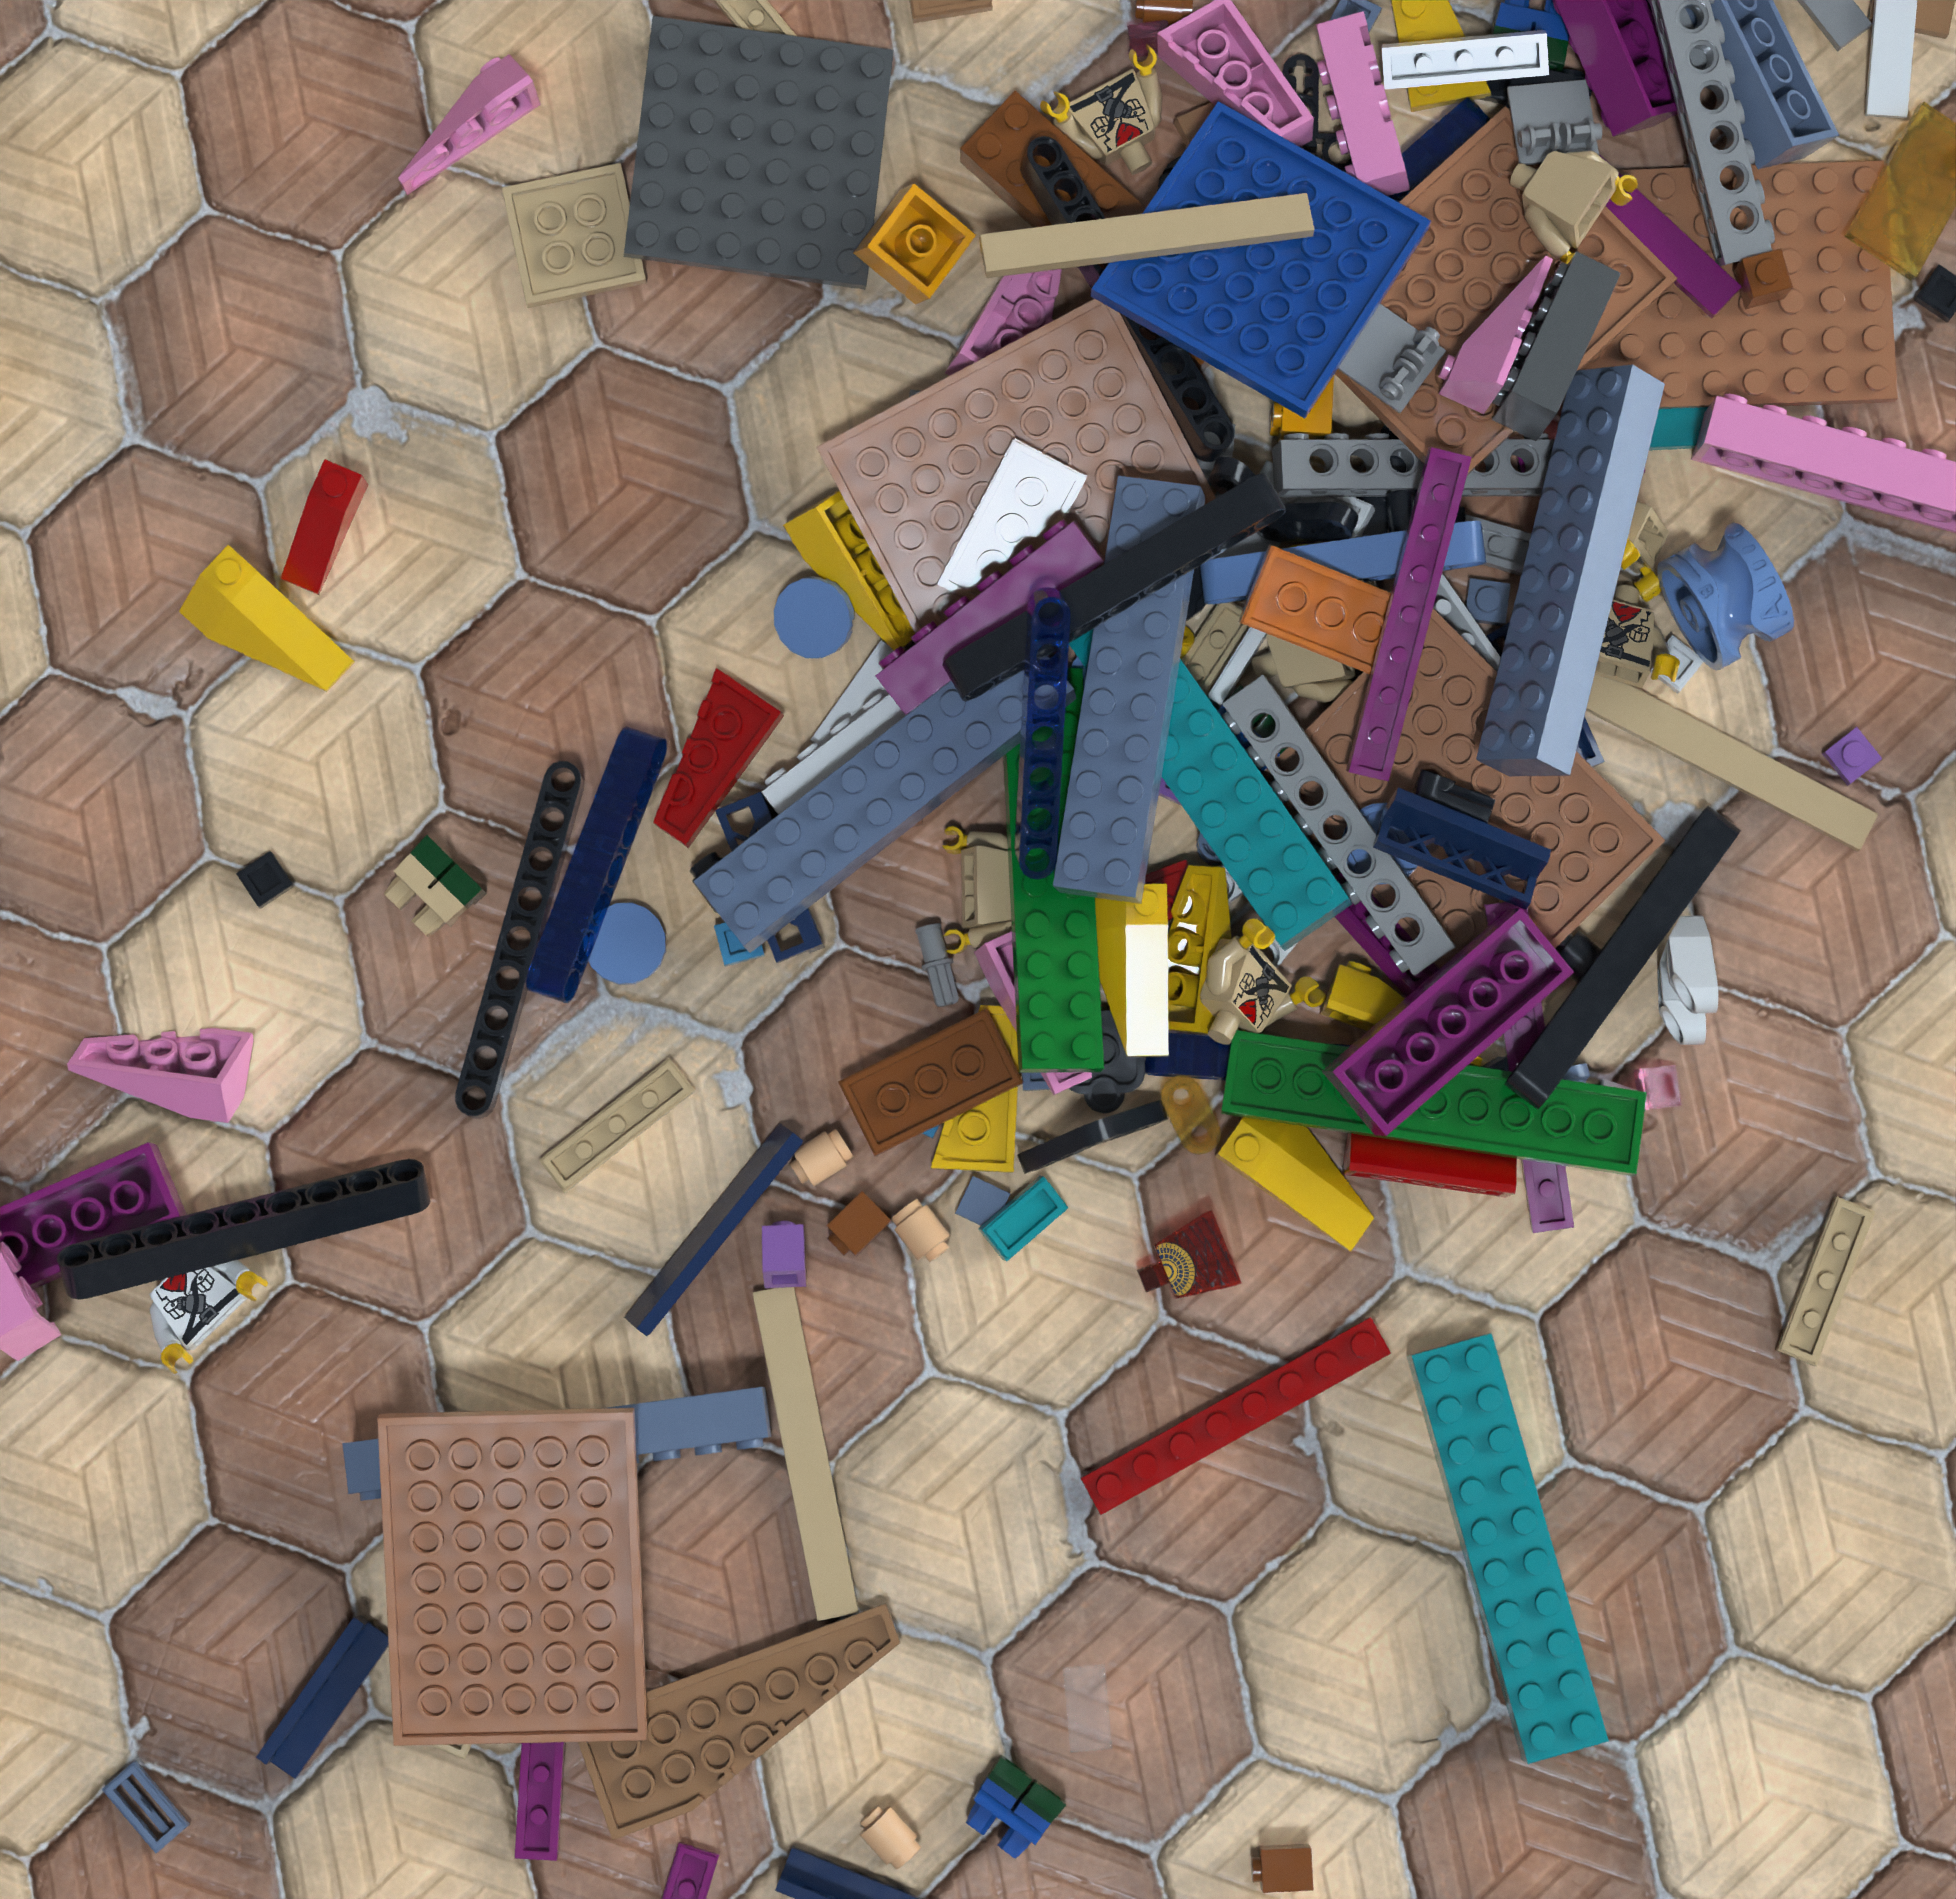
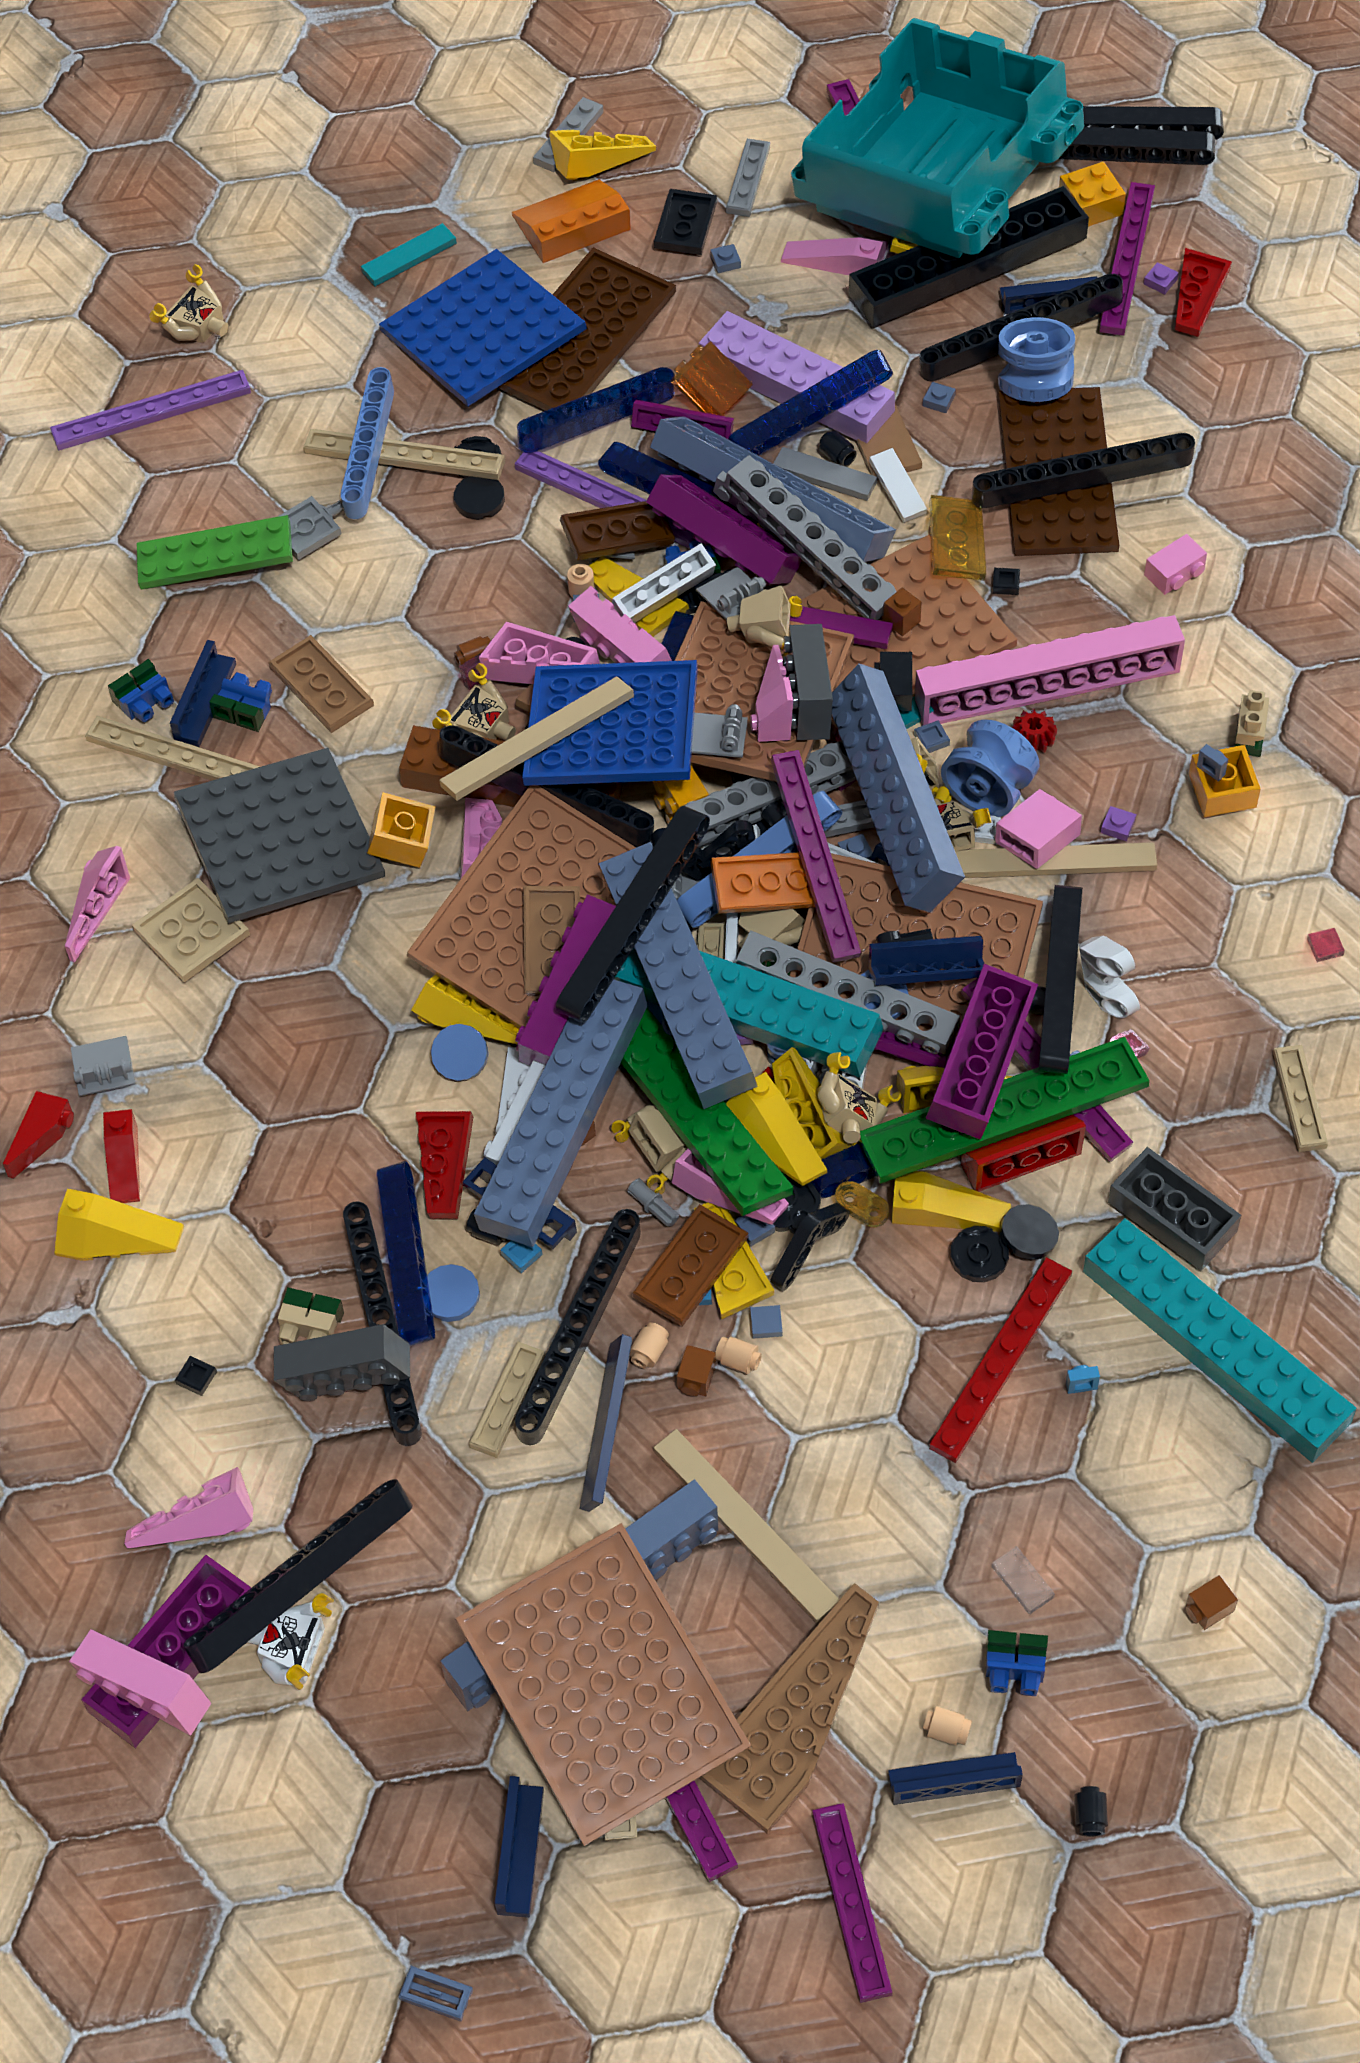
camera: 25 degrees left, 25 degrees down
(242, 427) = (39, 1130): none -> red slope
(365, 375) = (102, 1066): none -> light grey hinge
(431, 988) = (342, 1362): none -> dark grey brick
(732, 1084) = (578, 1337): none -> black beam
(783, 1255) = (660, 1412): medium lavender brick -> none
(1023, 1218) = (797, 1314): teal tile -> none
(1035, 715) = (637, 1023): clear blue beam -> none
(1191, 1260) = (917, 1282): clear red torso -> none
(1294, 1262) = (979, 1254): none -> black tile
(1313, 1501) = (1082, 1379): none -> dark azure plate
(1371, 1272) = (1029, 1231): none -> black tile
(1564, 1349) = (1174, 1208): none -> dark grey brick
(1690, 380) = (898, 672): none -> black brick
(1691, 484) = (932, 736): none -> sand blue tile
(1738, 712) = (1038, 828): none -> bright pink brick
(1840, 567) = (1036, 729): none -> red gear

